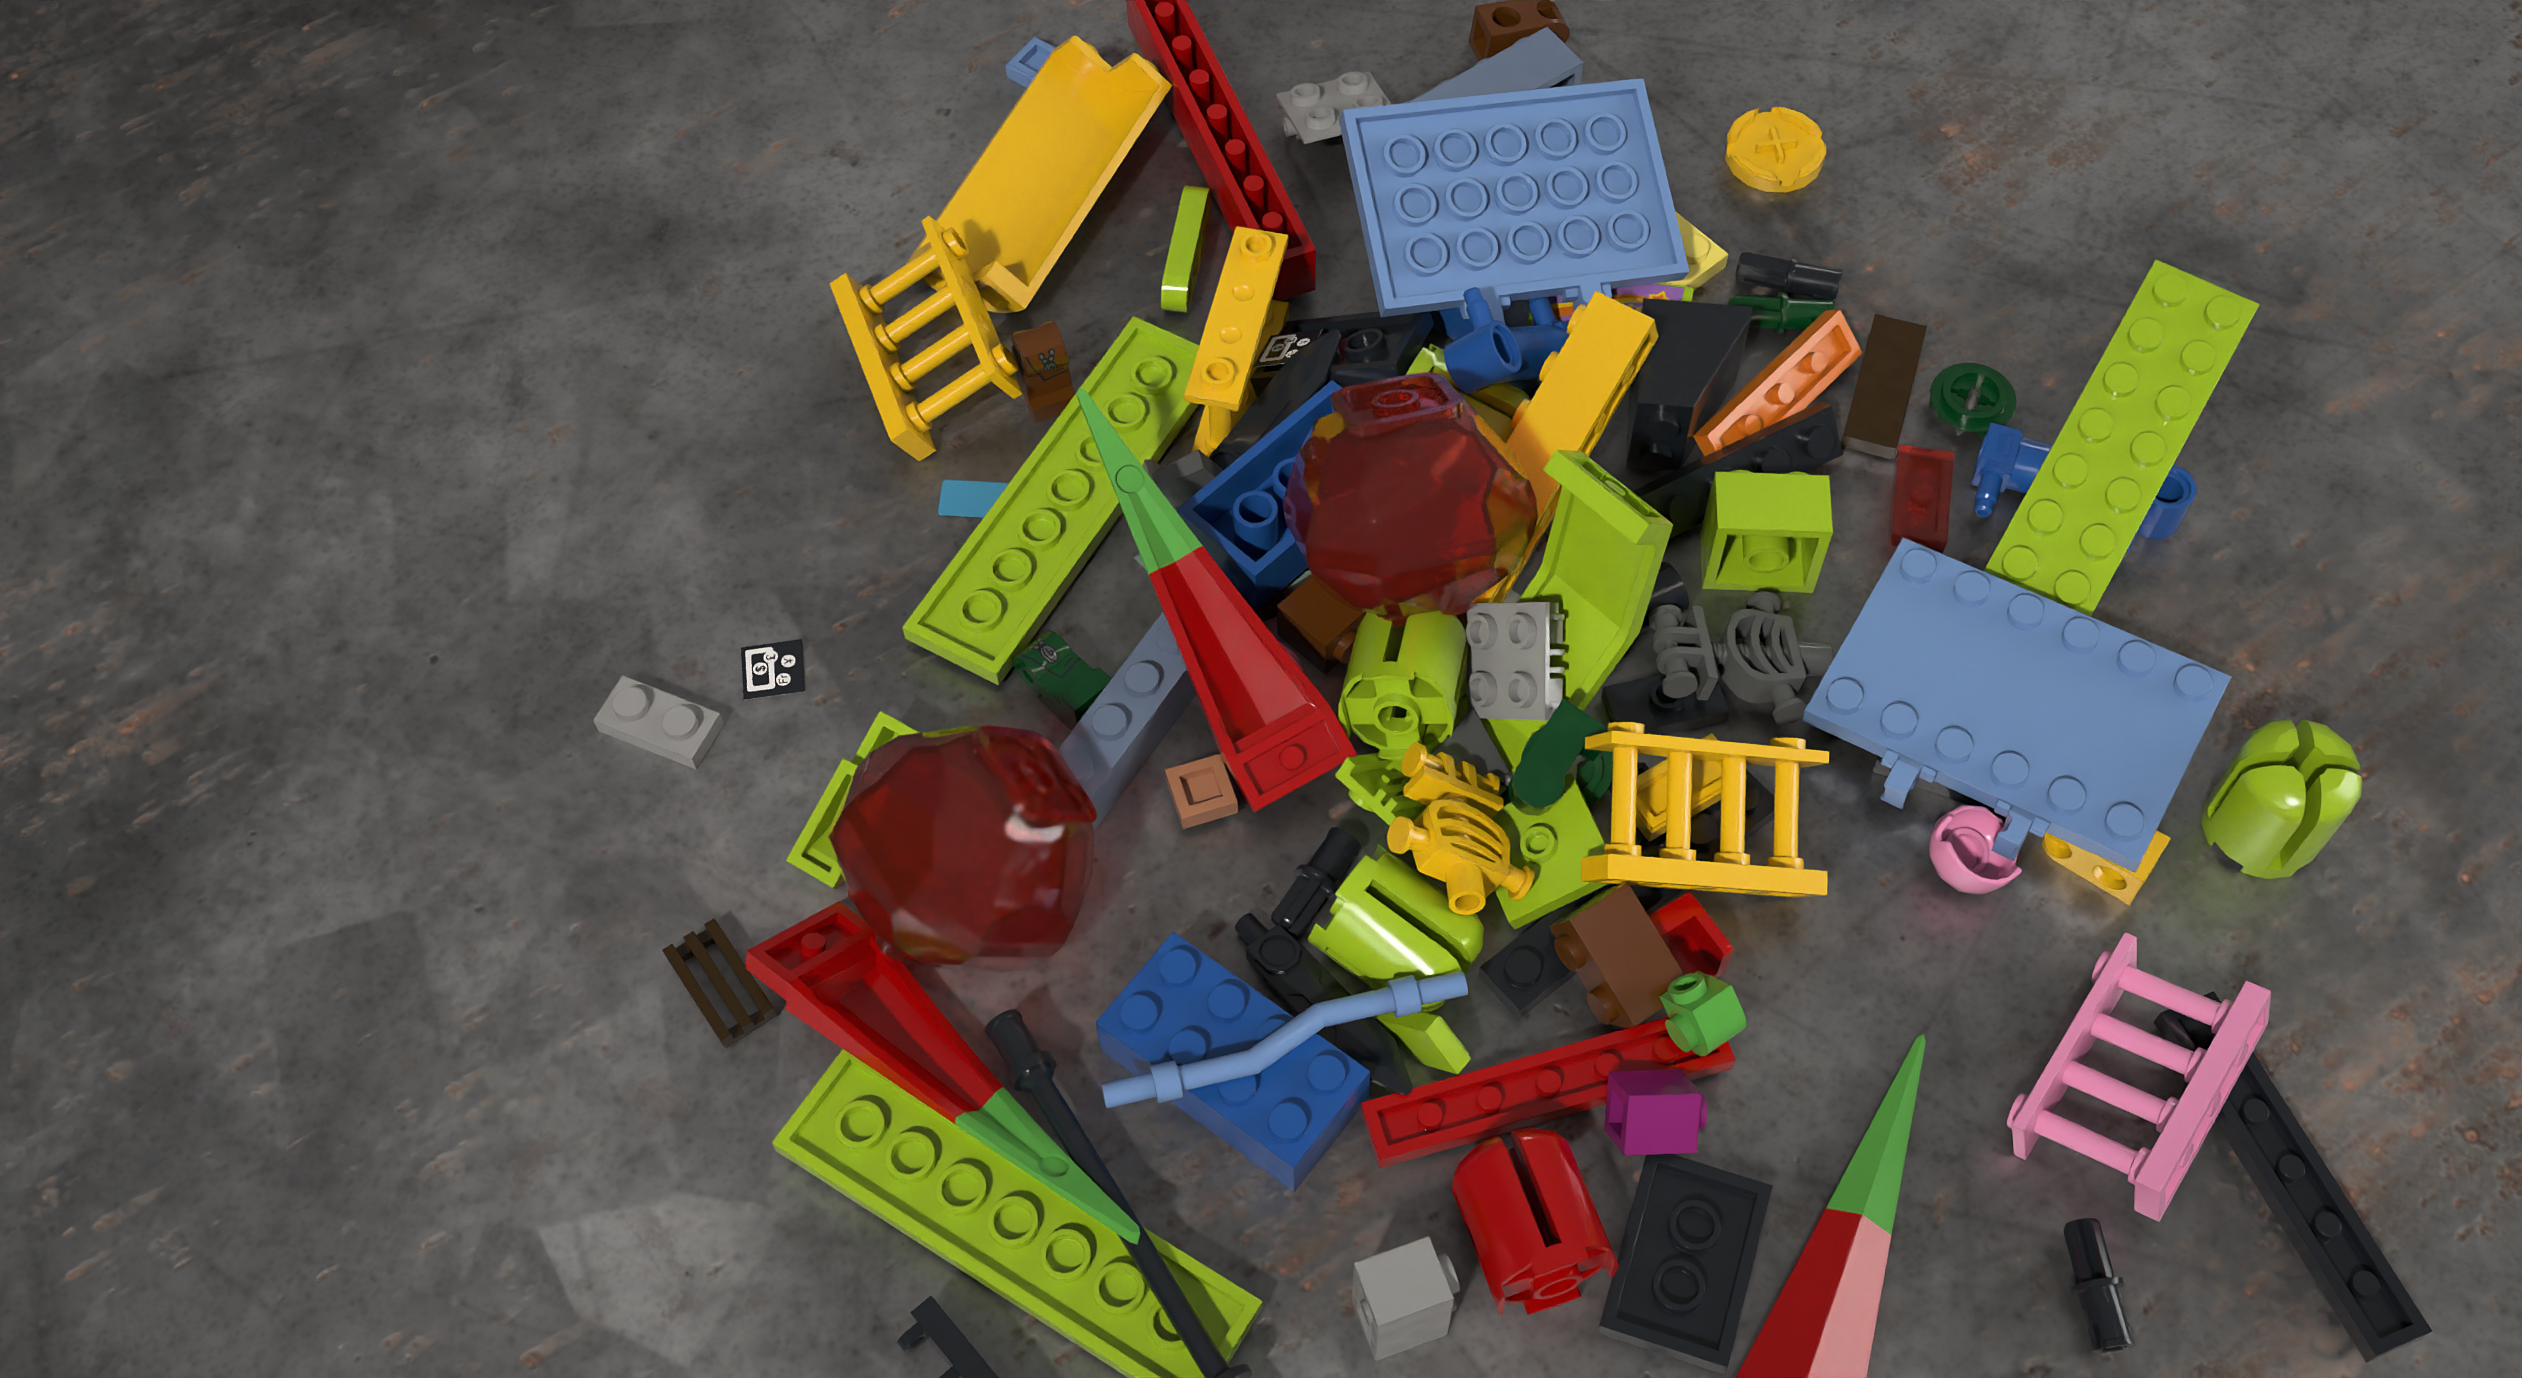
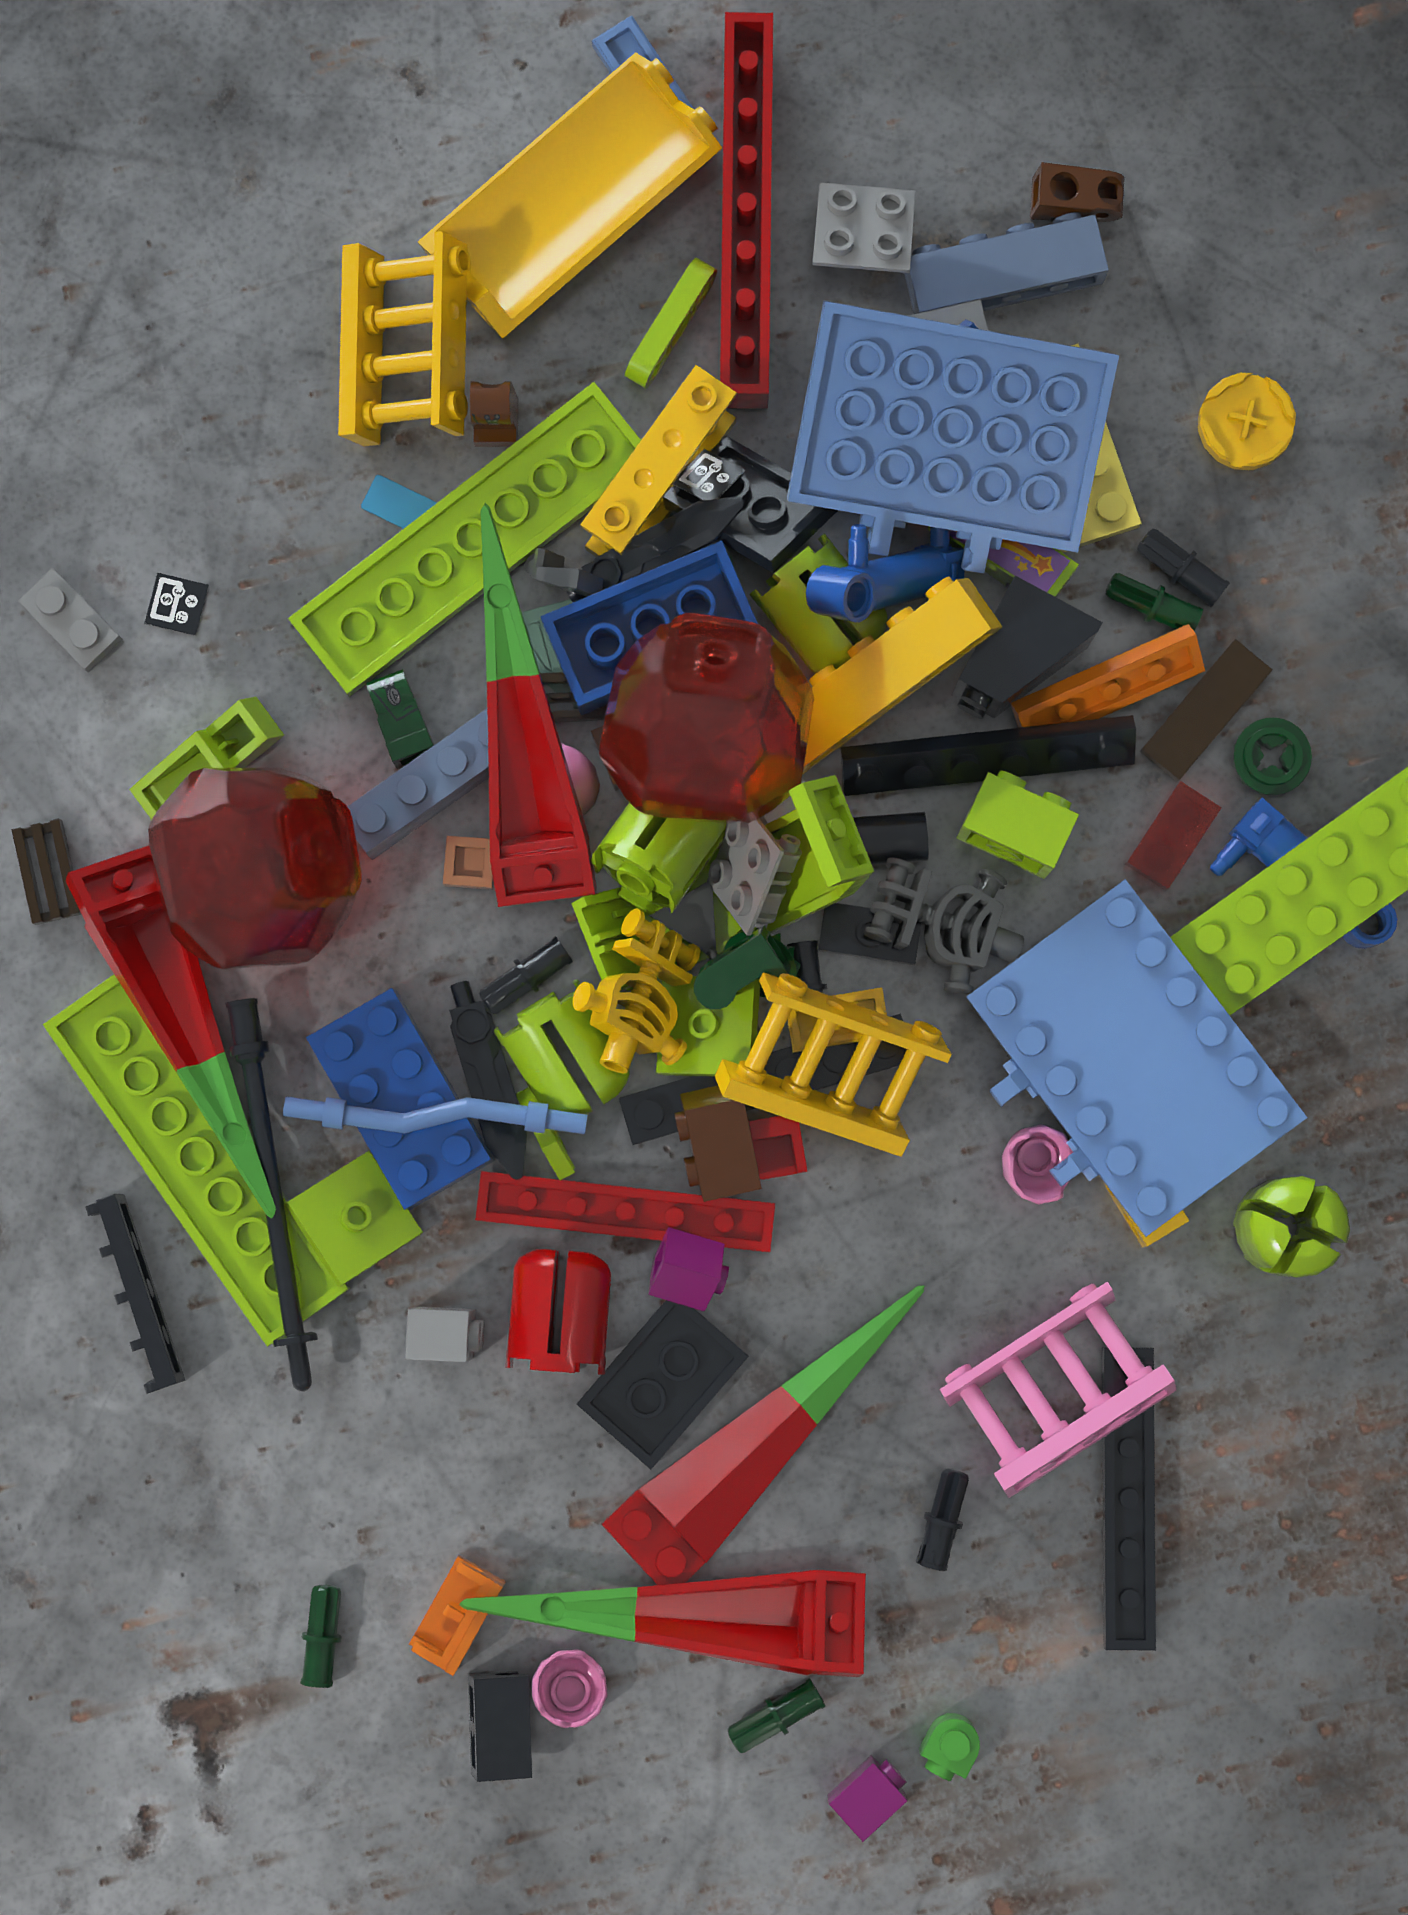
camera: 25 degrees right, 25 degrees up
(1233, 1219) = (353, 1219): none -> lime plate
(1702, 1012) = (755, 1214): bright green plate -> none

